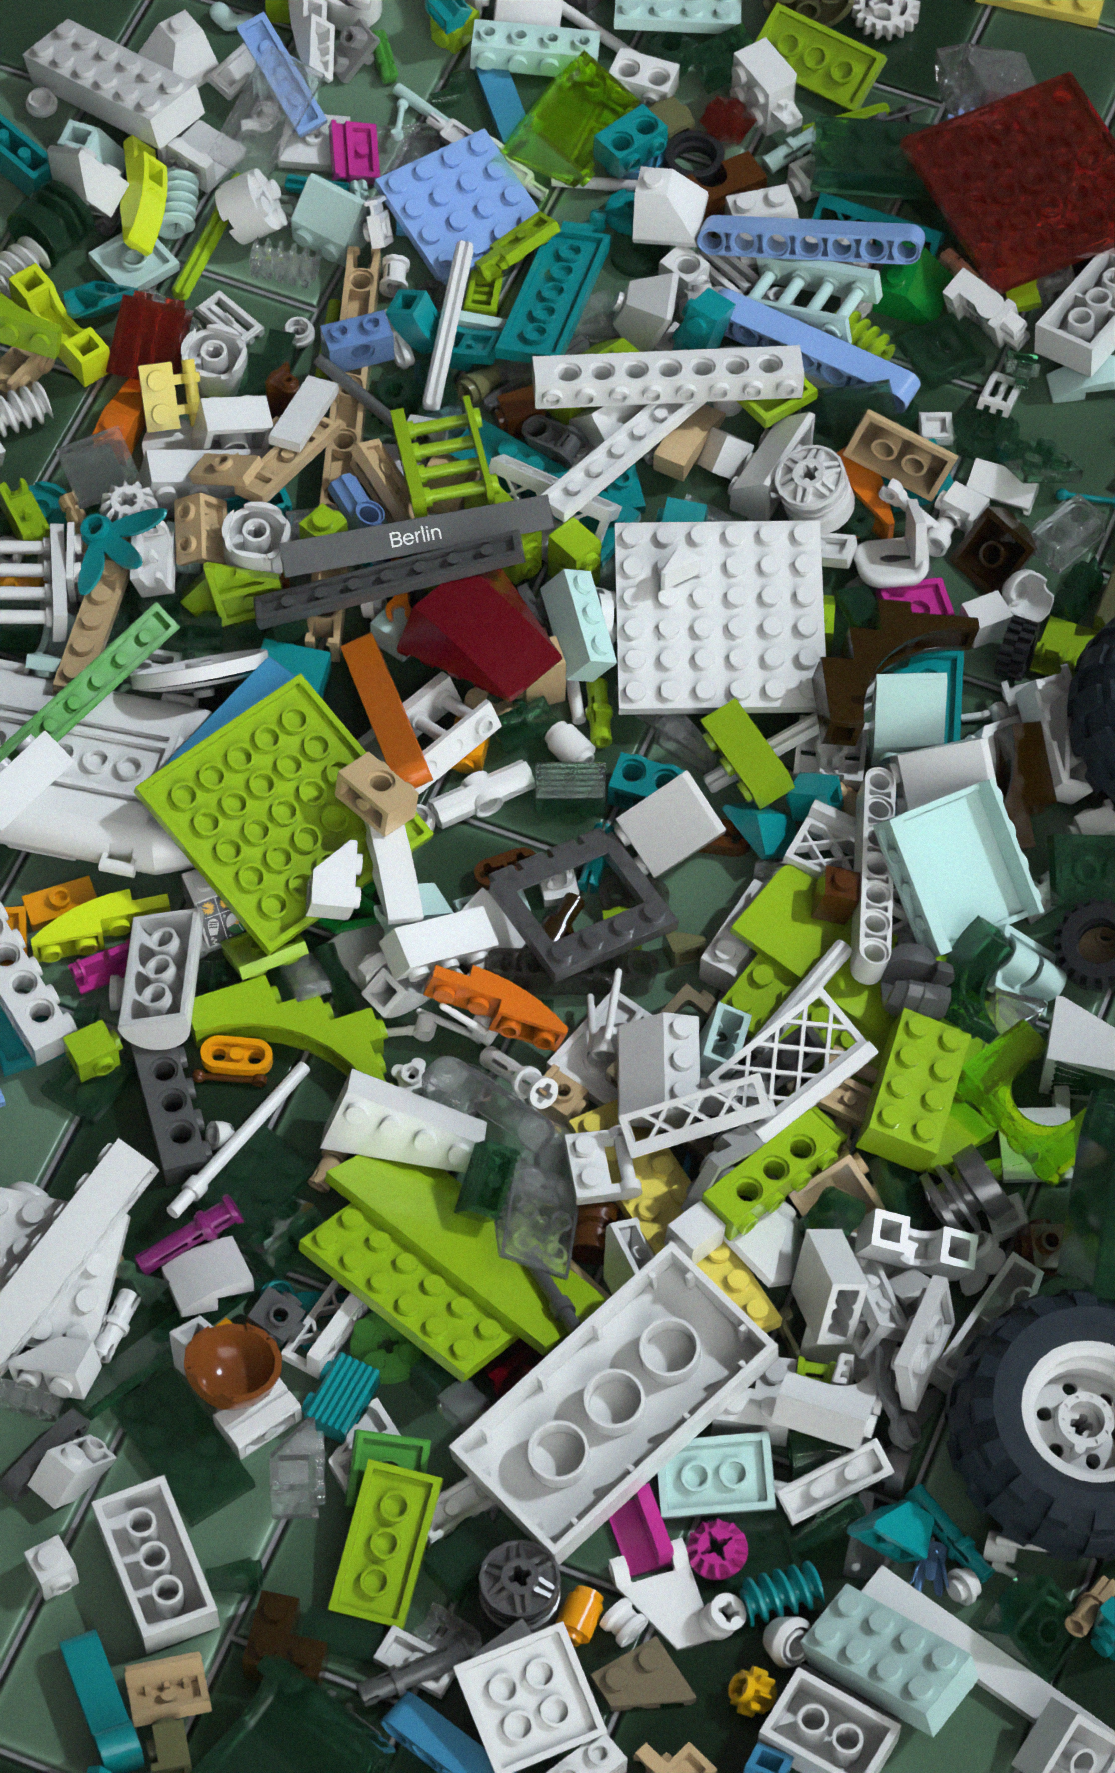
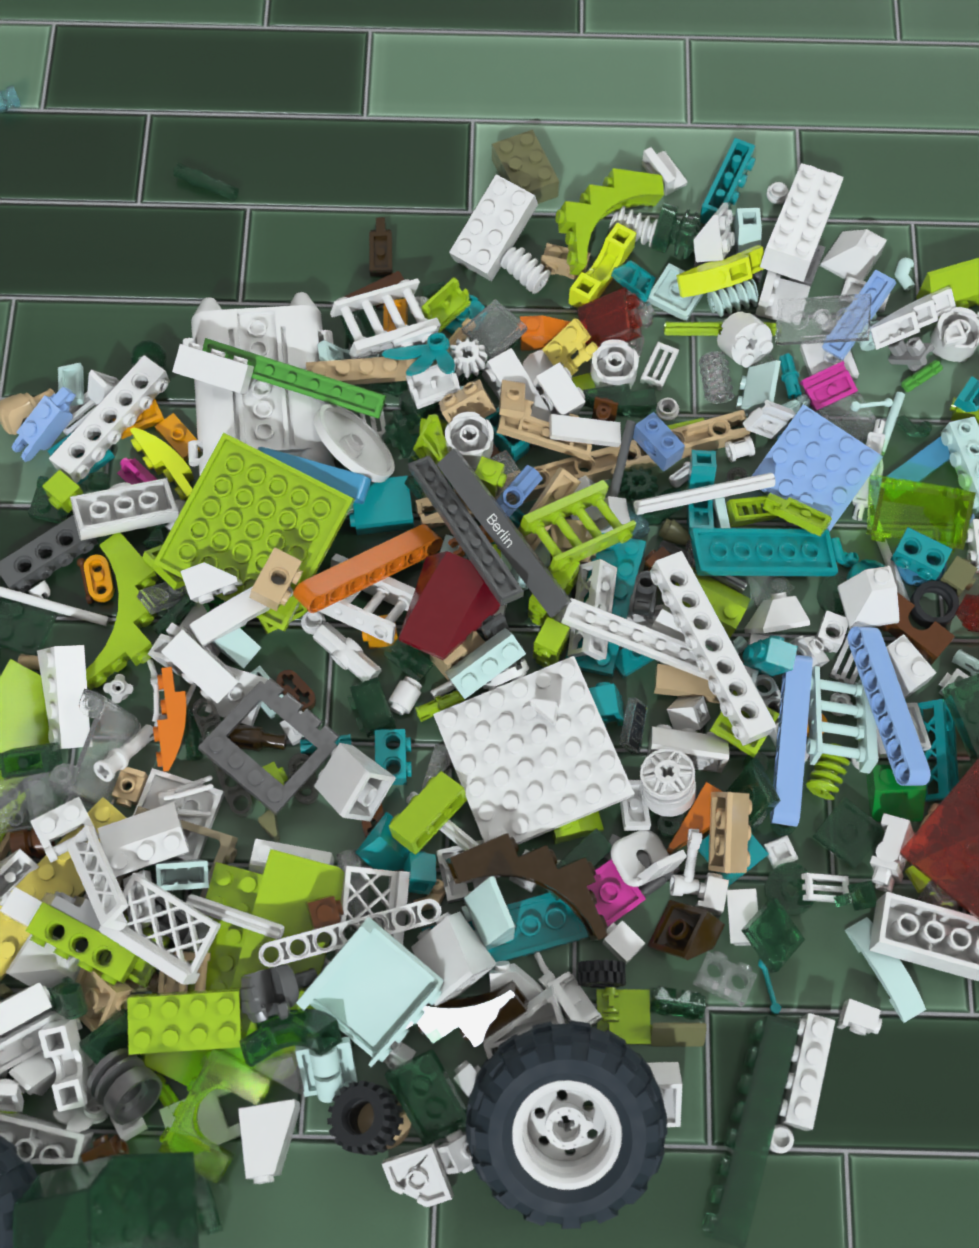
camera: 70 degrees right, 10 degrees up
(1027, 595) = (652, 967): white hair -> none

